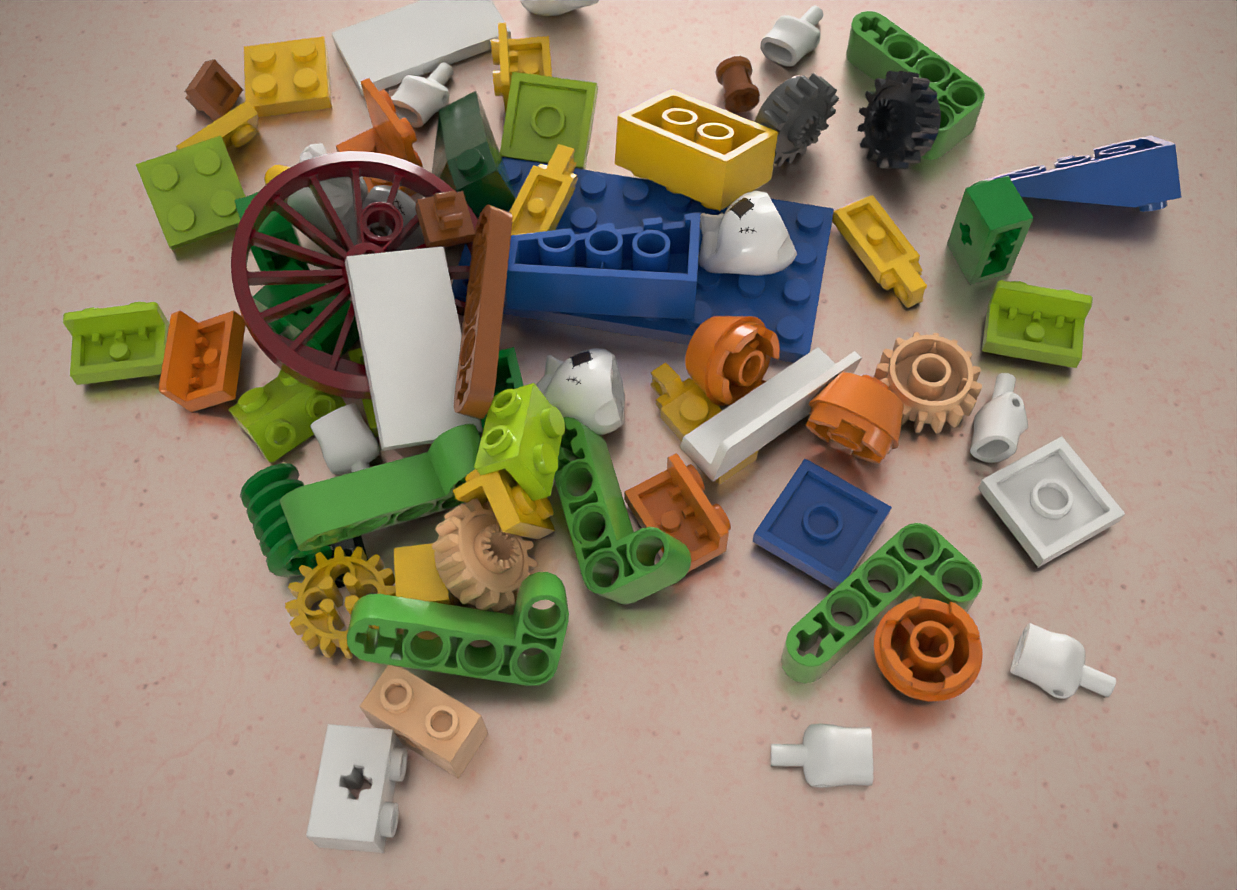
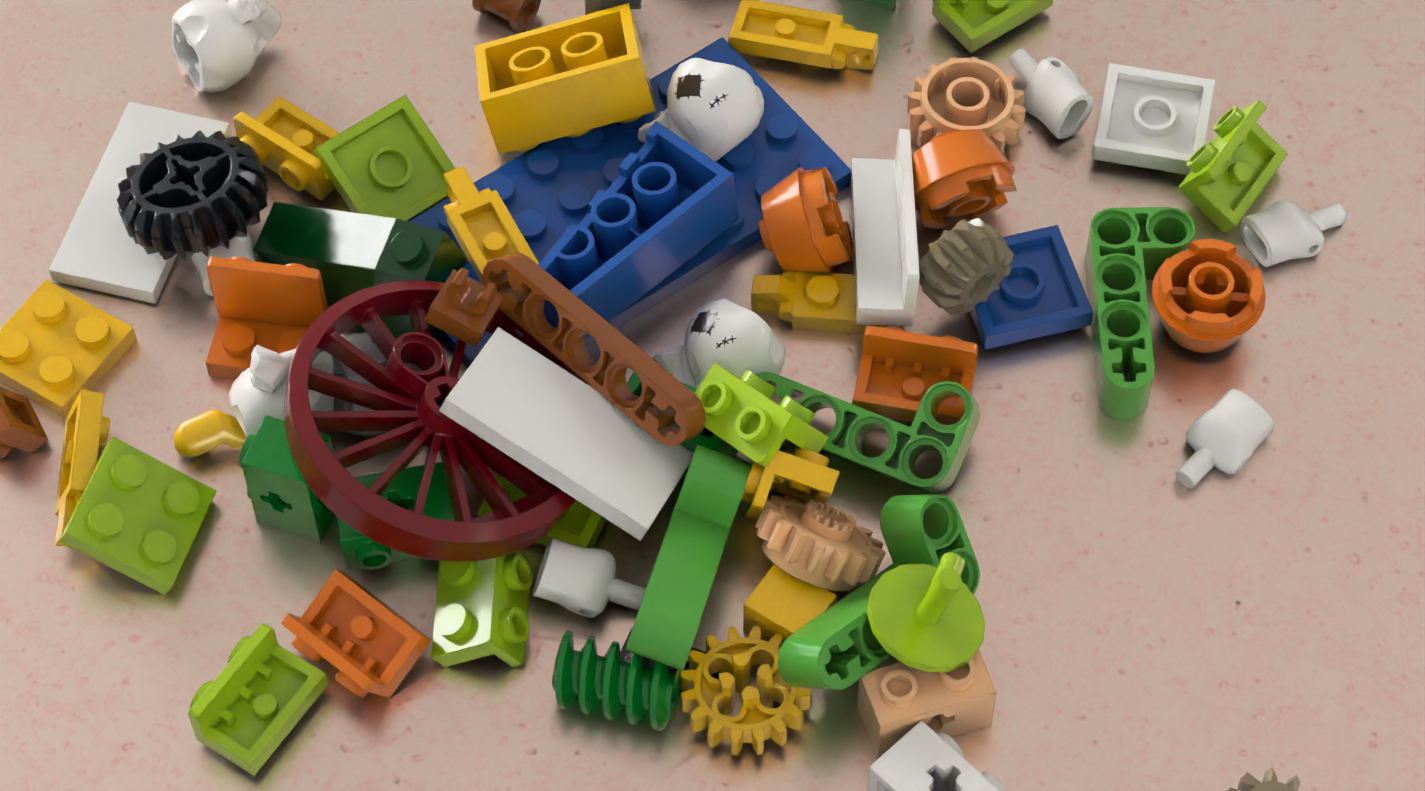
camera: 50 degrees left, 5 degrees down
(425, 46) = (192, 195): none -> black gear
(458, 668) = (927, 615): none -> lime shield
(777, 472) = (964, 266): none -> dark tan gear
(1063, 584) = (1232, 168): none -> lime bracket

